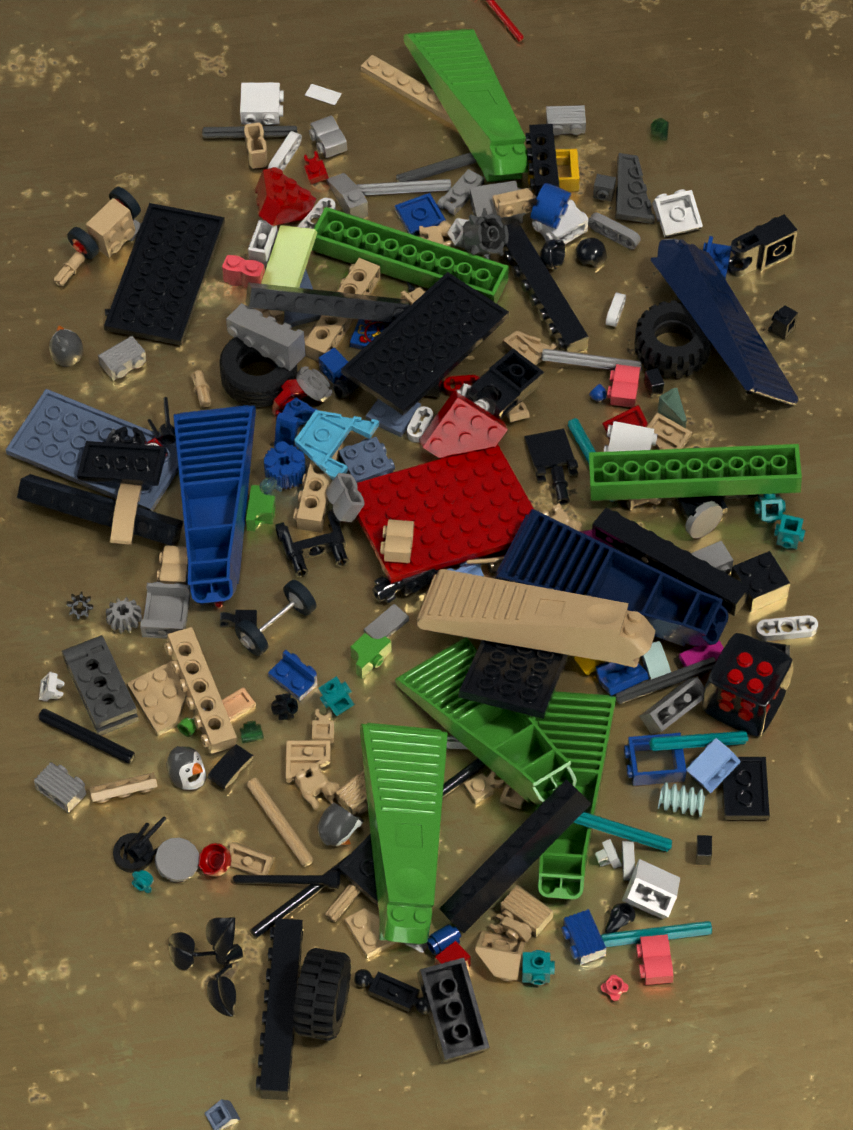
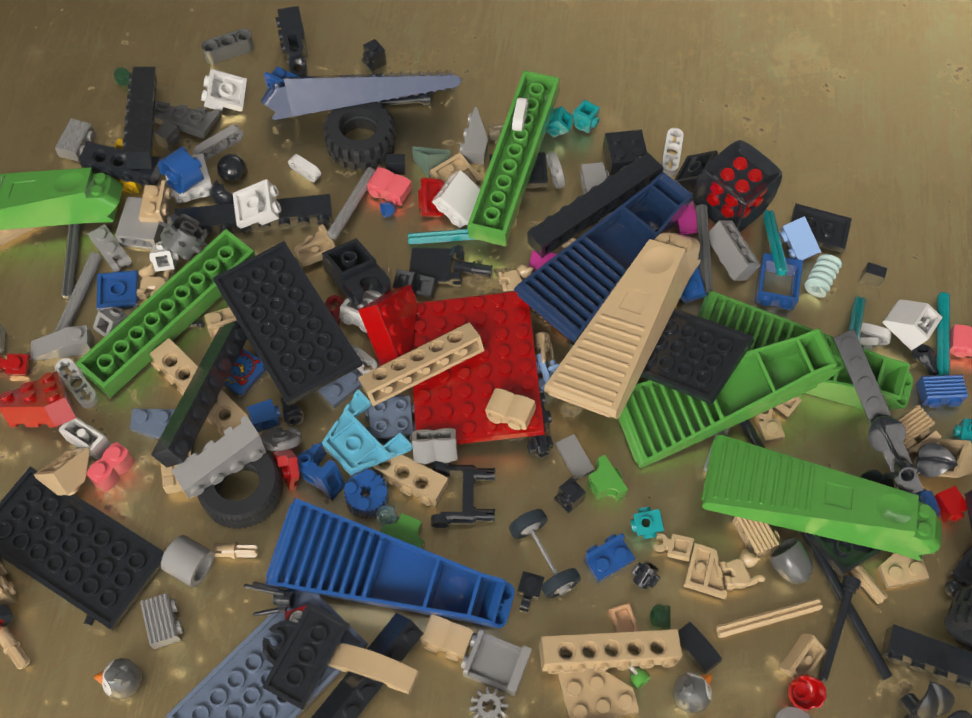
camera: 75 degrees left, 5 degrees up
(177, 355) = (187, 560): none -> light grey piece
(225, 241) = (65, 472): none -> tan slope
(289, 256) = (122, 420): yellowish green tile -> none
(343, 627) = (570, 495): none -> black brick
(381, 215) = (107, 320): none -> light grey brick
(423, 462) = (421, 364): none -> tan brick
(485, 861) = (932, 459): none -> black plant
(522, 441) = (420, 284): none -> black slope
(544, 279) = (256, 204): none -> white plate
(603, 154) = (140, 118): none -> black brick
(721, 437) = (476, 140): none -> light grey slope
(734, 453) = (520, 114): none -> white beam
(736, 196) = (227, 46): none -> dark grey beam

